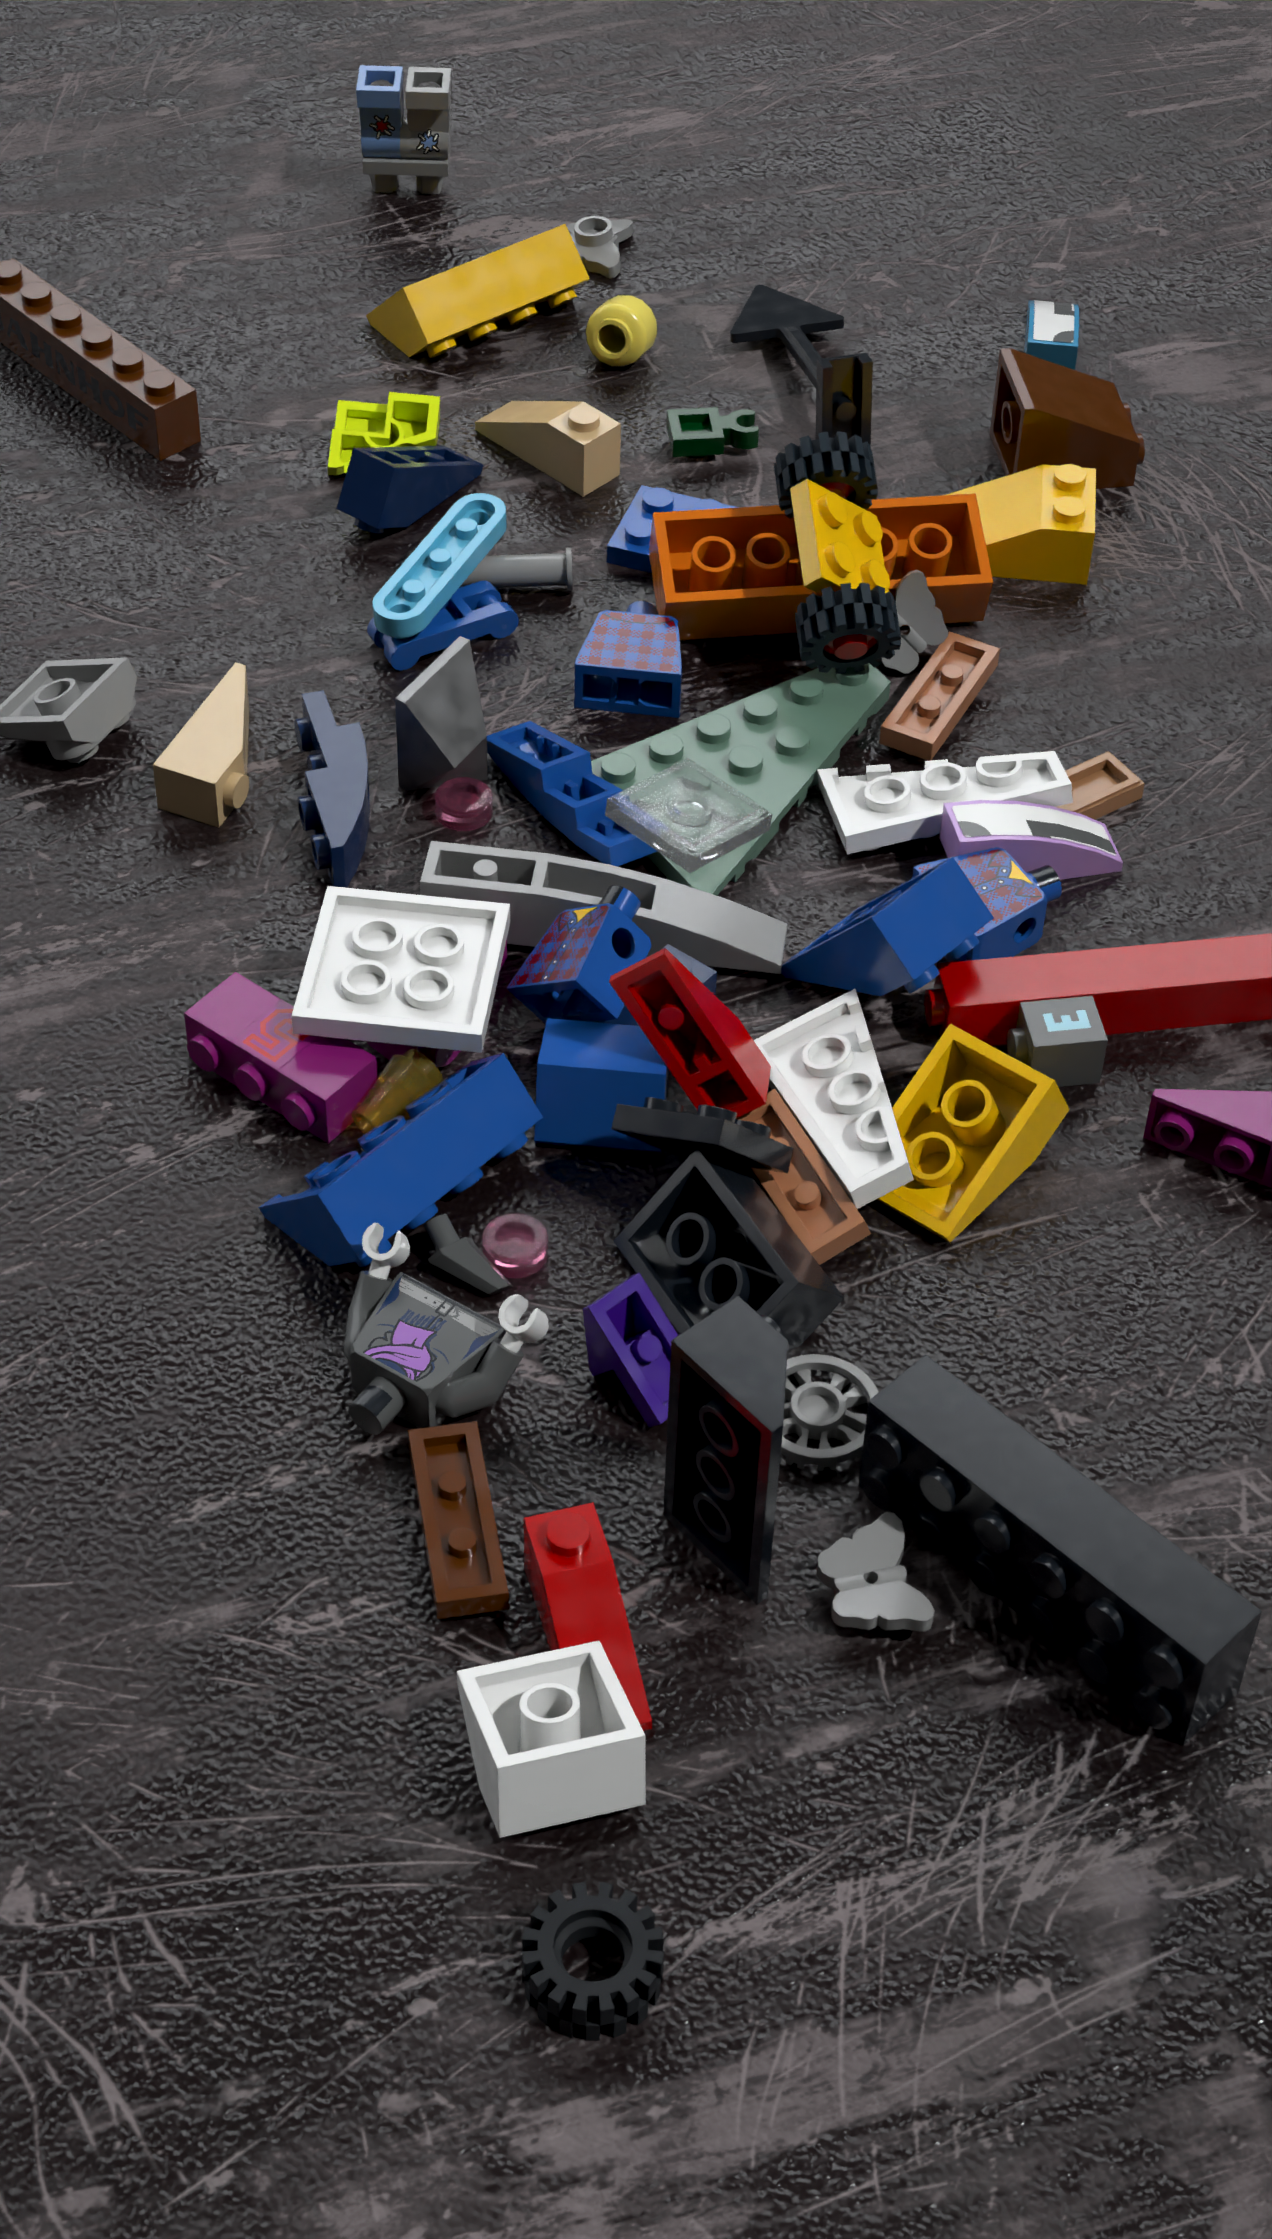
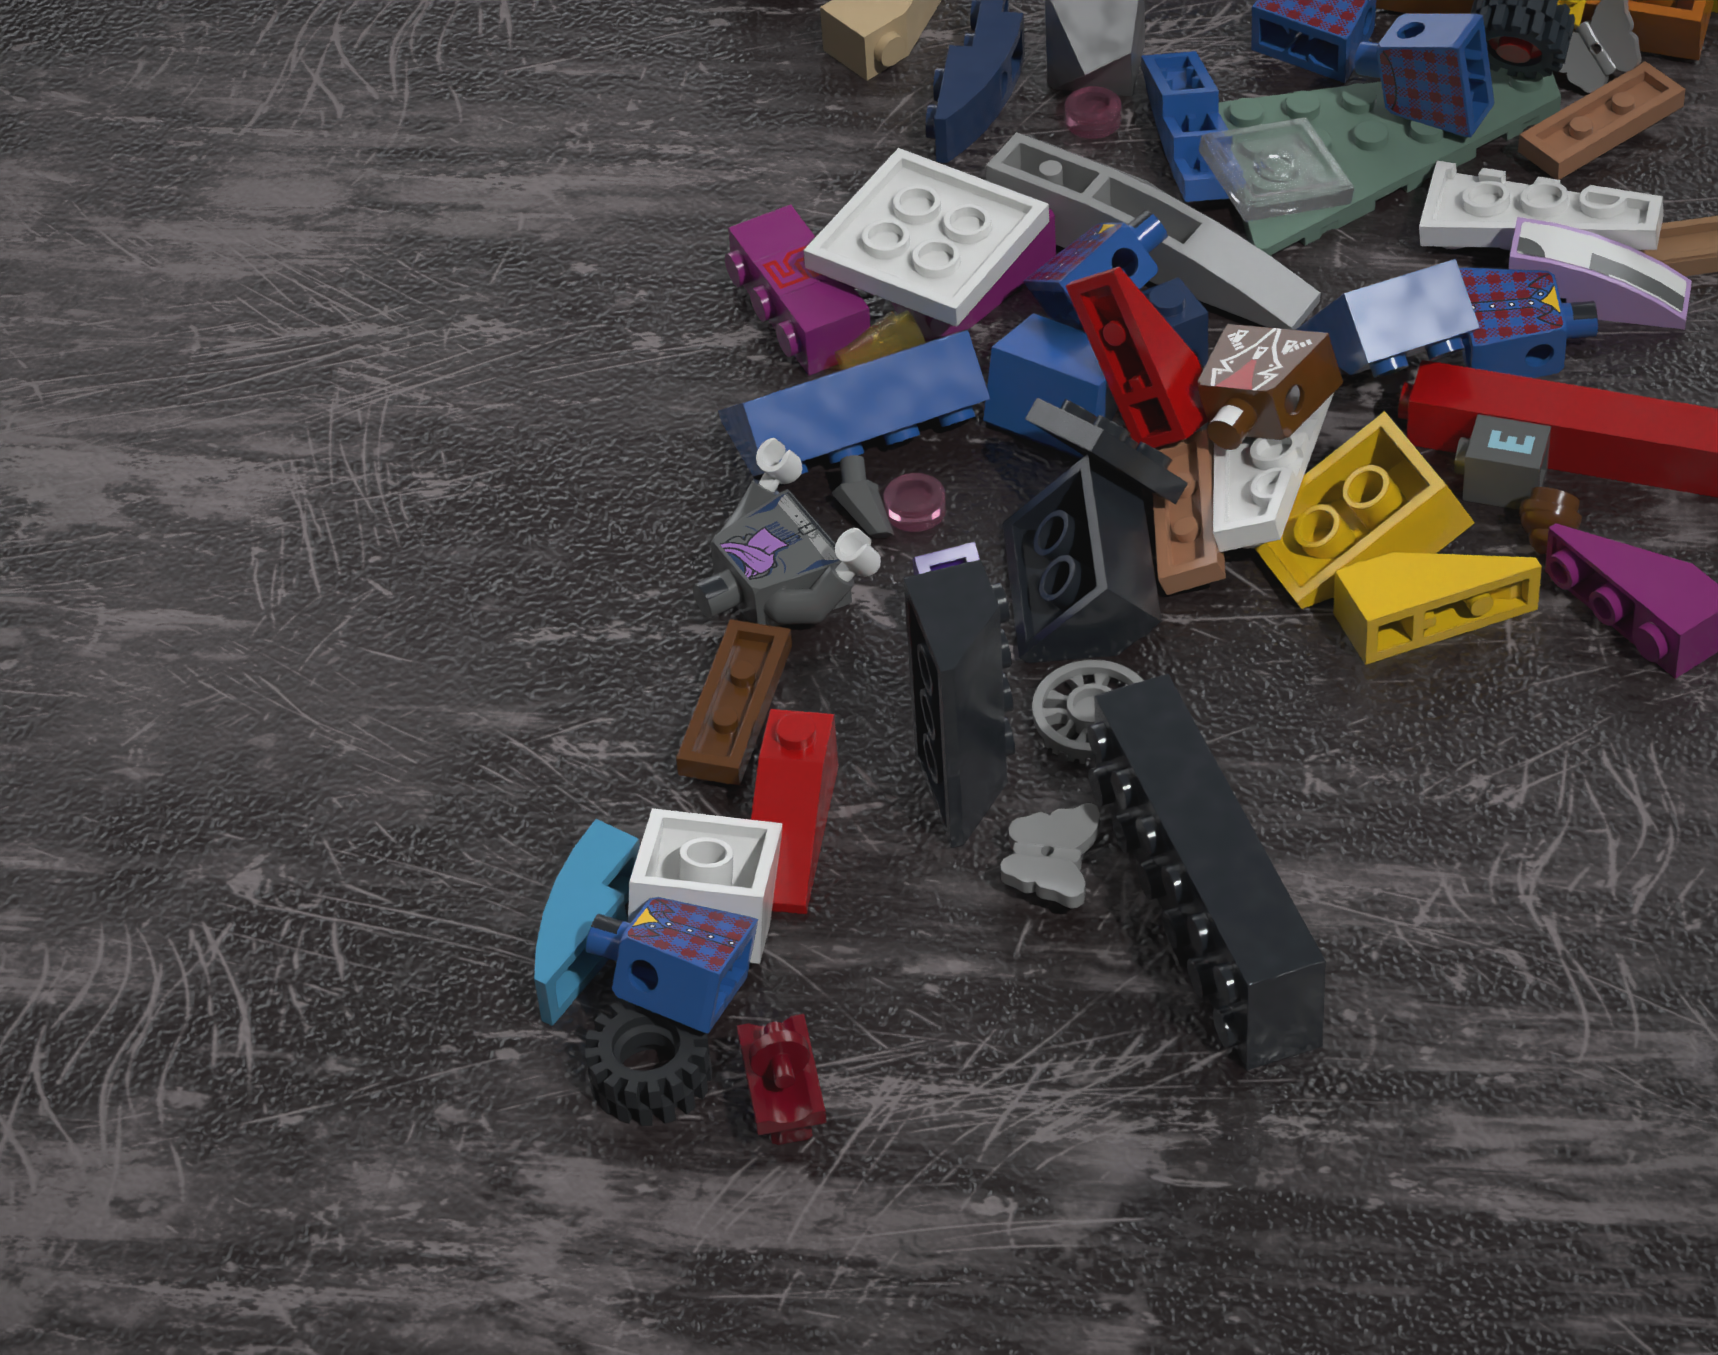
camera: 30 degrees right, 0 degrees up
(435, 1817) = (589, 884): none -> dark azure slope
(584, 1837) = (677, 958): none -> blue torso
(753, 1928) = (782, 1079): none -> dark red hips
(785, 682) = (1433, 70): none -> blue torso
(816, 1026) = (1265, 382): none -> reddish brown torso
(1067, 1197) = (1428, 597): none -> yellow slope
(1128, 1084) = (1545, 509): none -> reddish brown plate

